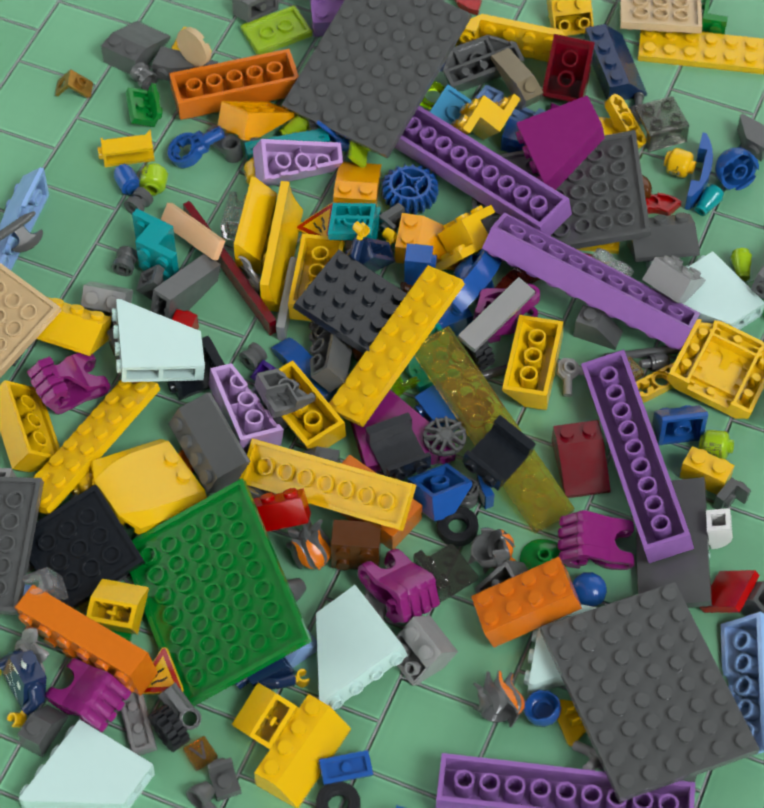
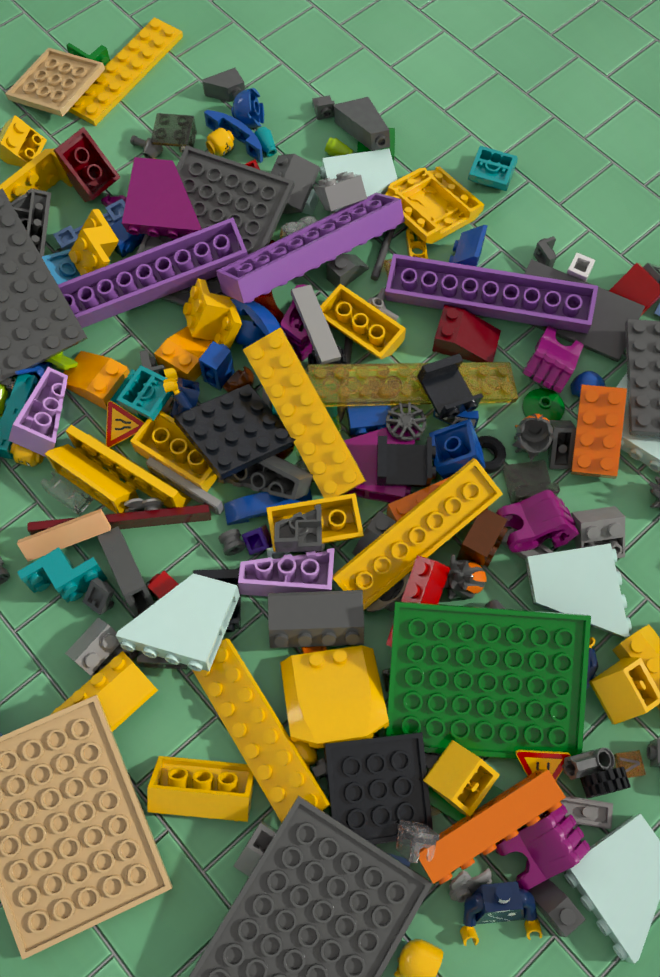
camera: 65 degrees left, 10 degrees up
(67, 383) = (172, 726): magenta piece -> none
(125, 261) = (57, 611): dark grey wheel -> none
(411, 184) = (126, 333): blue gear -> none
(517, 78) = (67, 204): dark tan slope -> none
(613, 63) = (112, 143): dark blue slope -> none
(614, 106) = (145, 152): yellow beam -> none
(655, 361) = (398, 244): dark grey cylinder -> none
(713, 469) = (519, 255): yellow brick -> none
(717, 443) = (497, 241): lime head -> none

